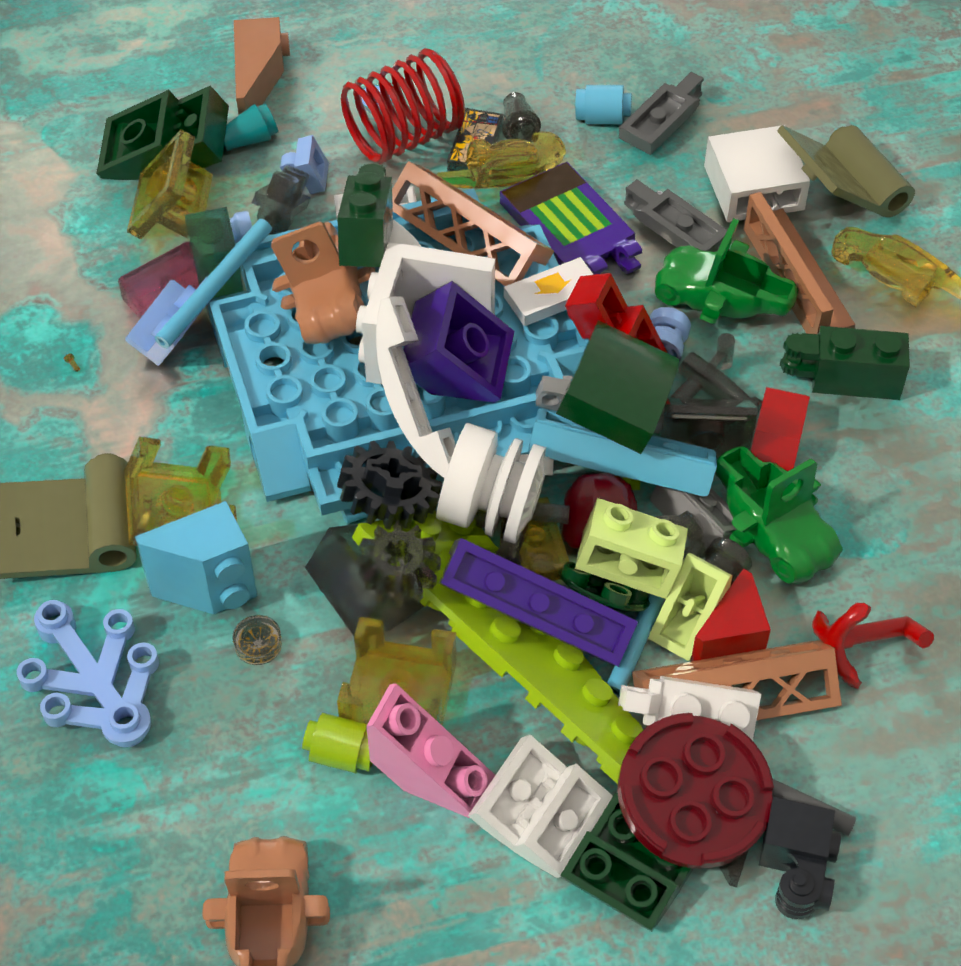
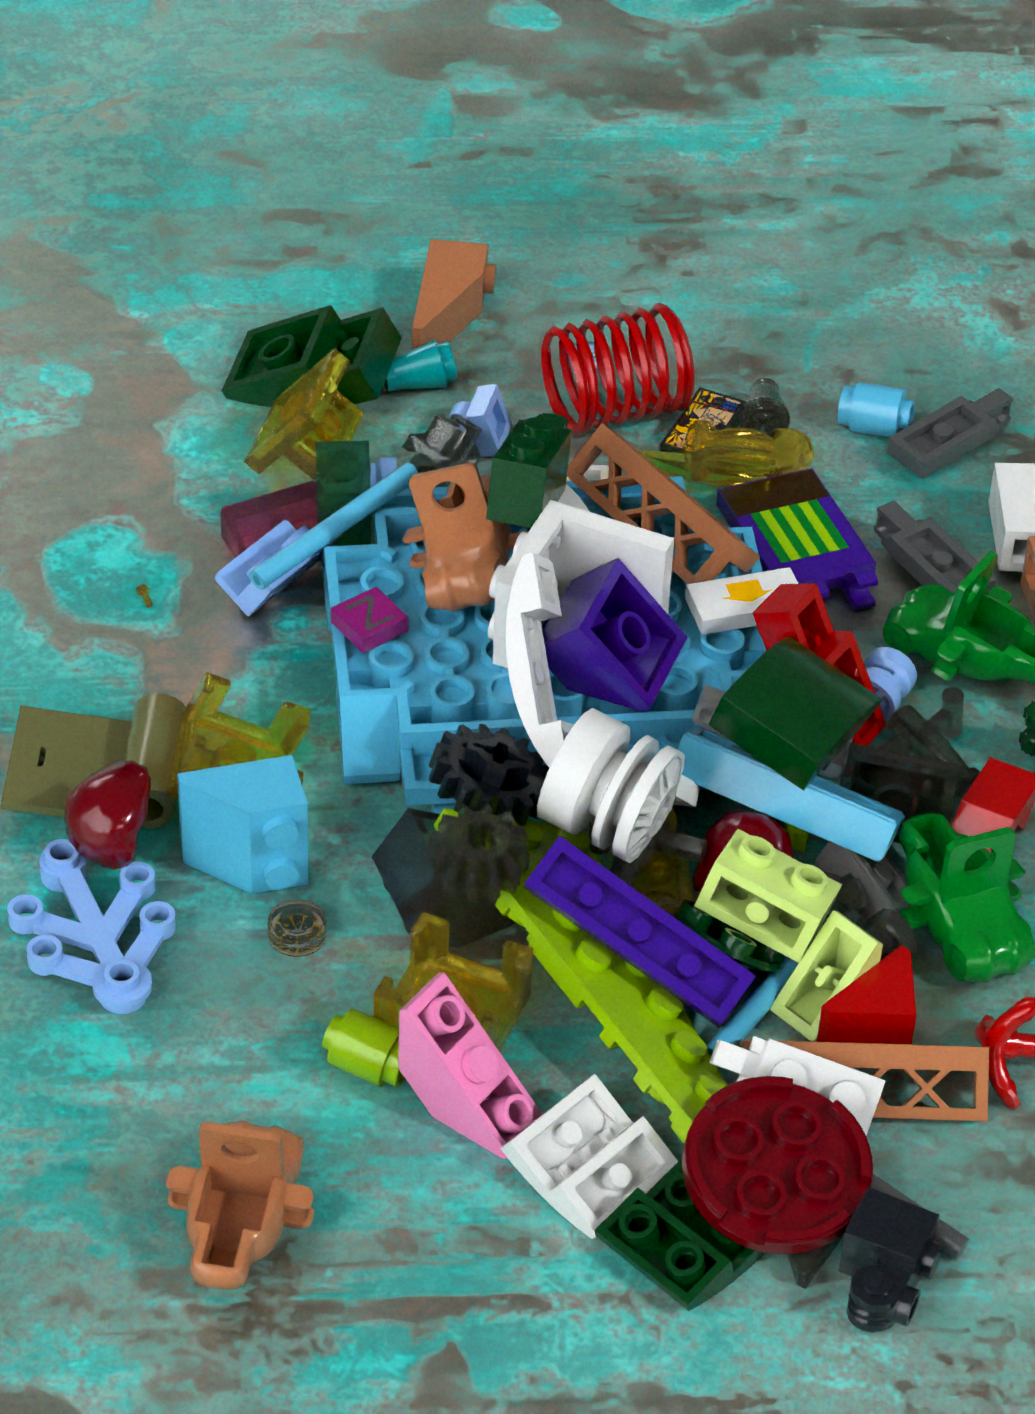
camera: 10 degrees right, 10 degrees down
(84, 574) = (108, 813): none -> dark red hair
(260, 362) = (369, 619): none -> magenta tile

